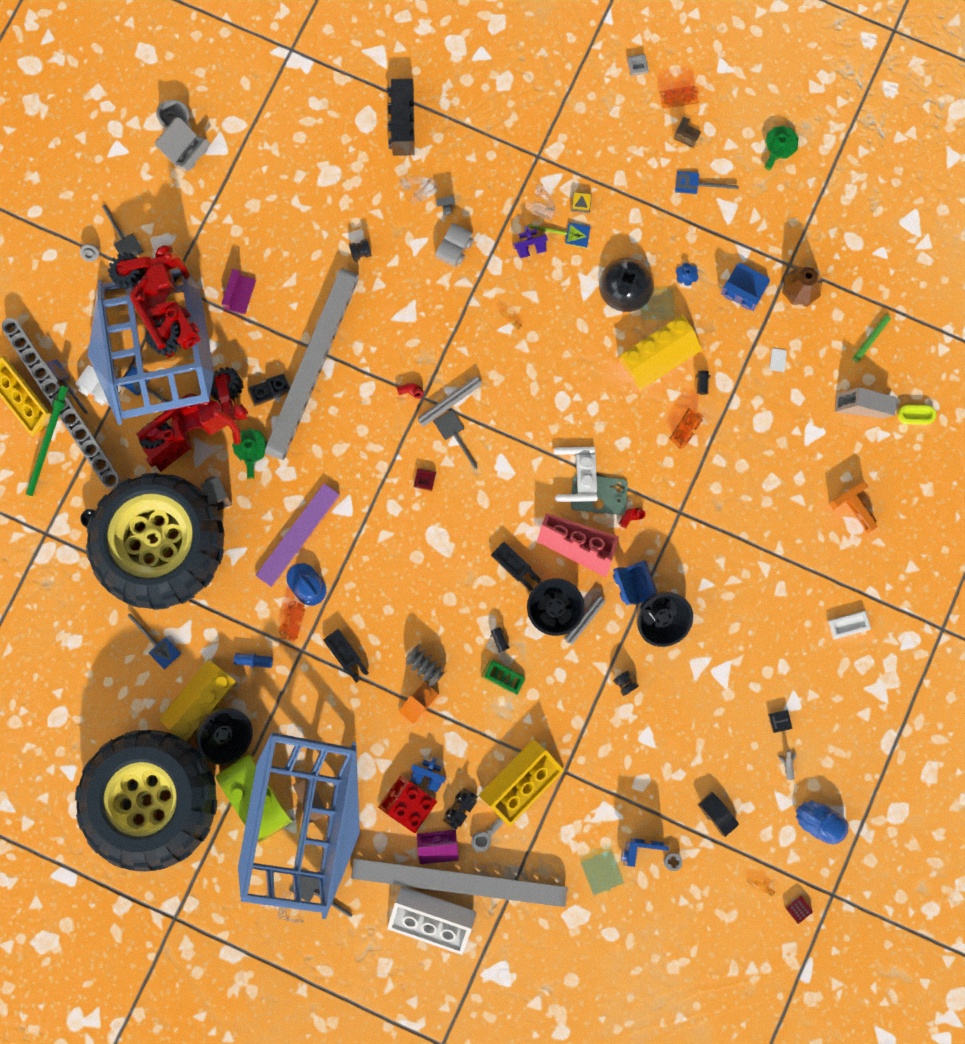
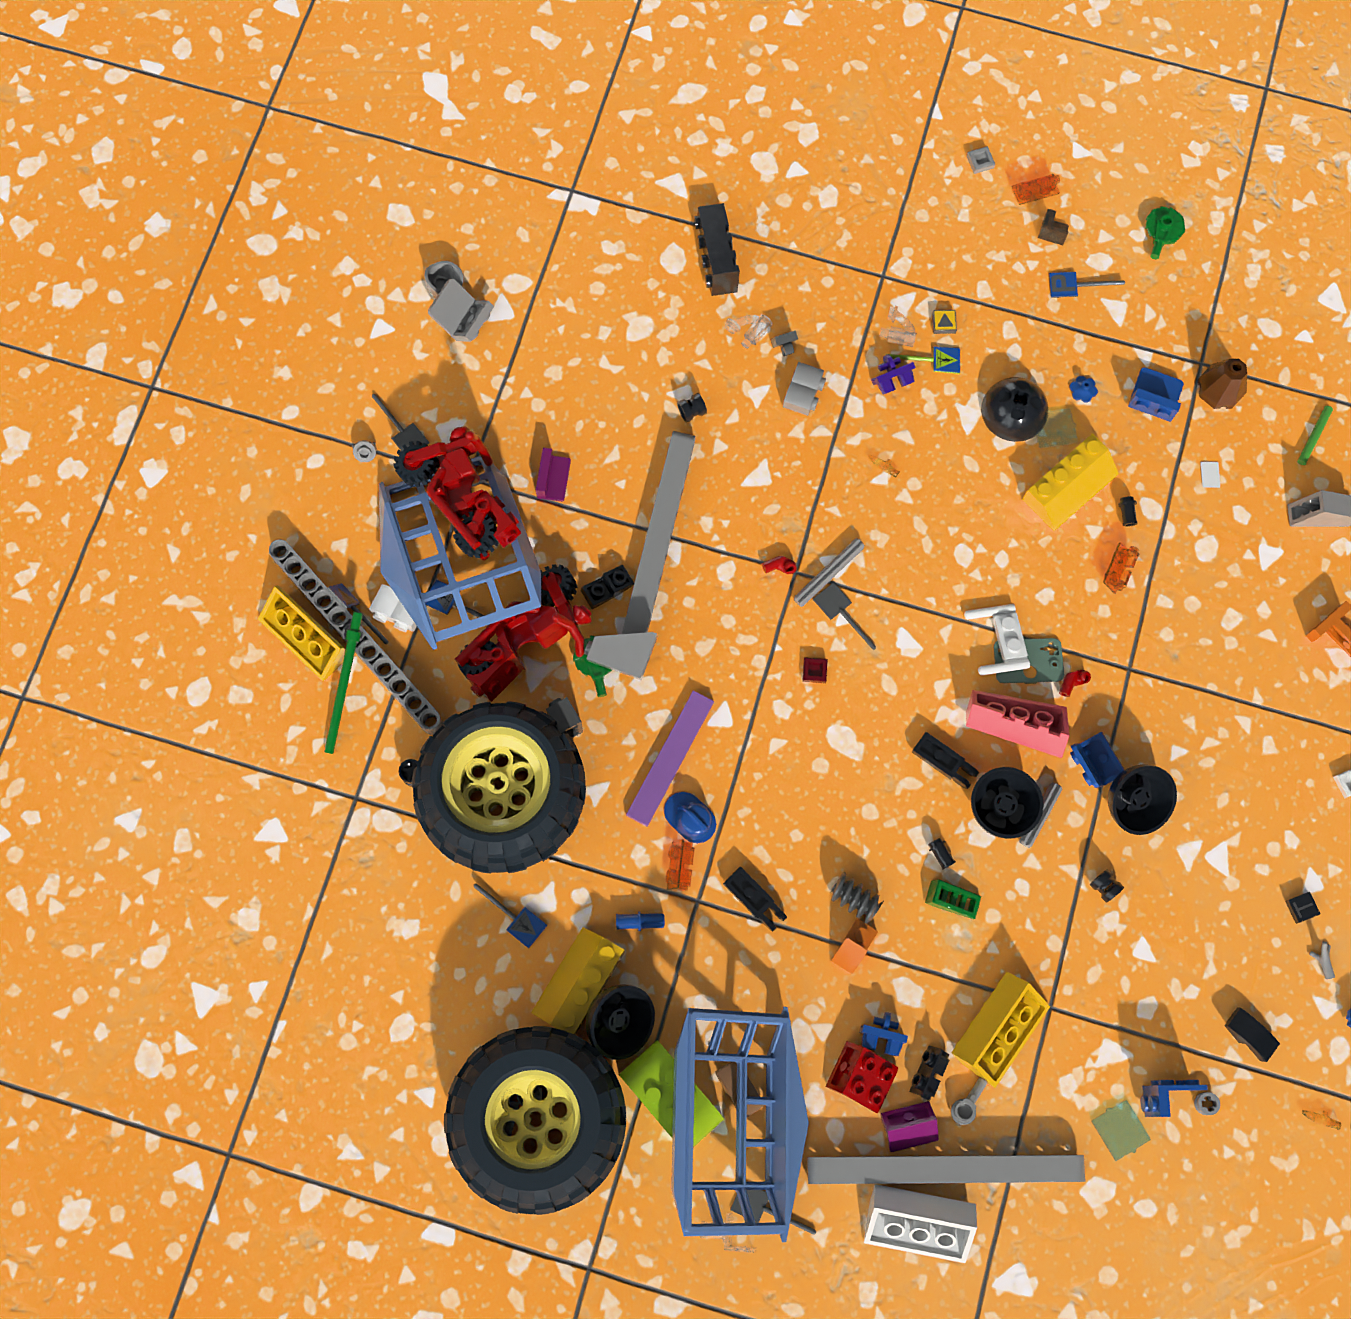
camera: 10 degrees left, 5 degrees down
(270, 446) = (622, 652): none -> light grey slope

